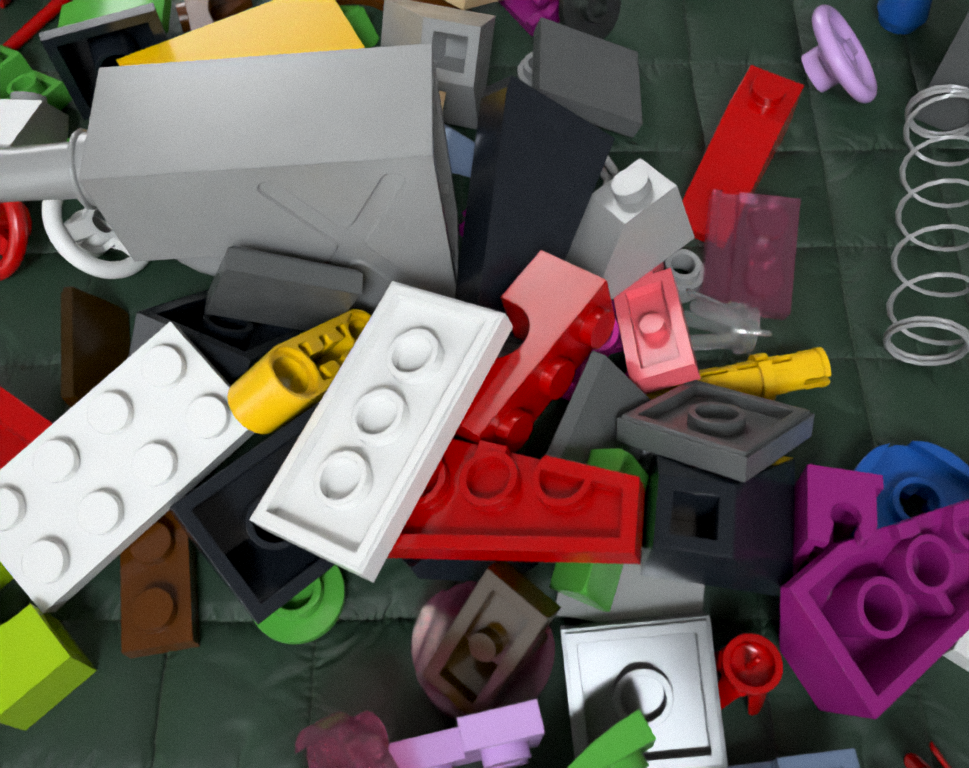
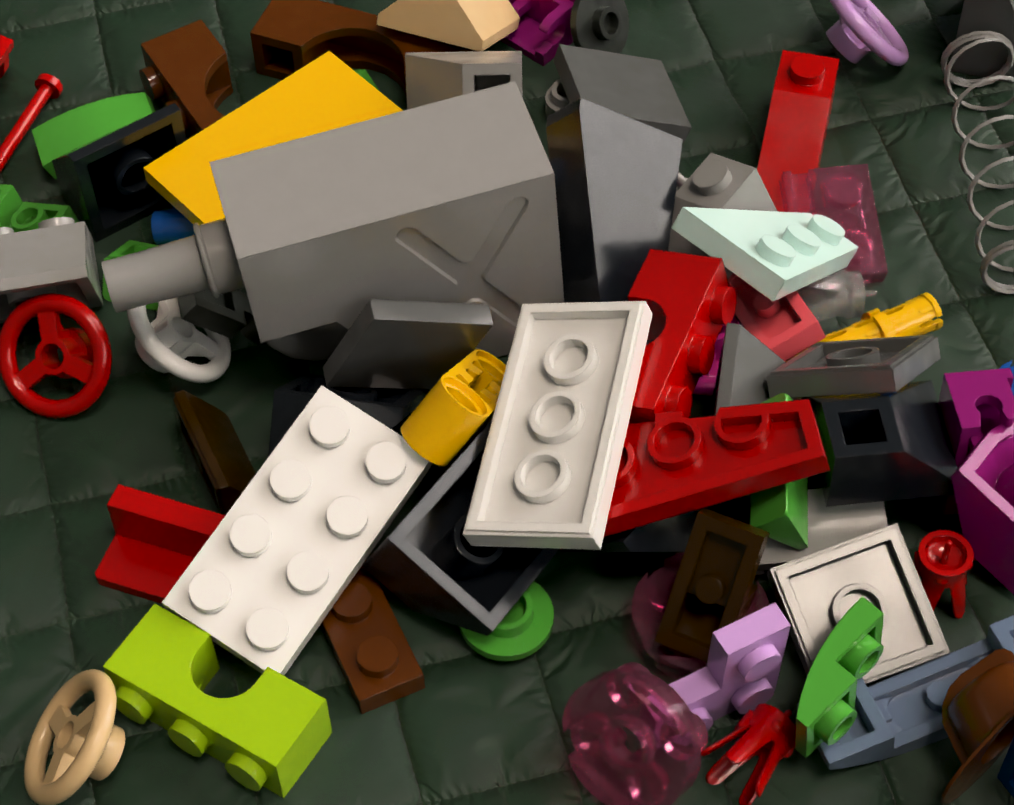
camera: 15 degrees left, 10 degrees down
(665, 273) = (769, 248): none -> light aqua wing

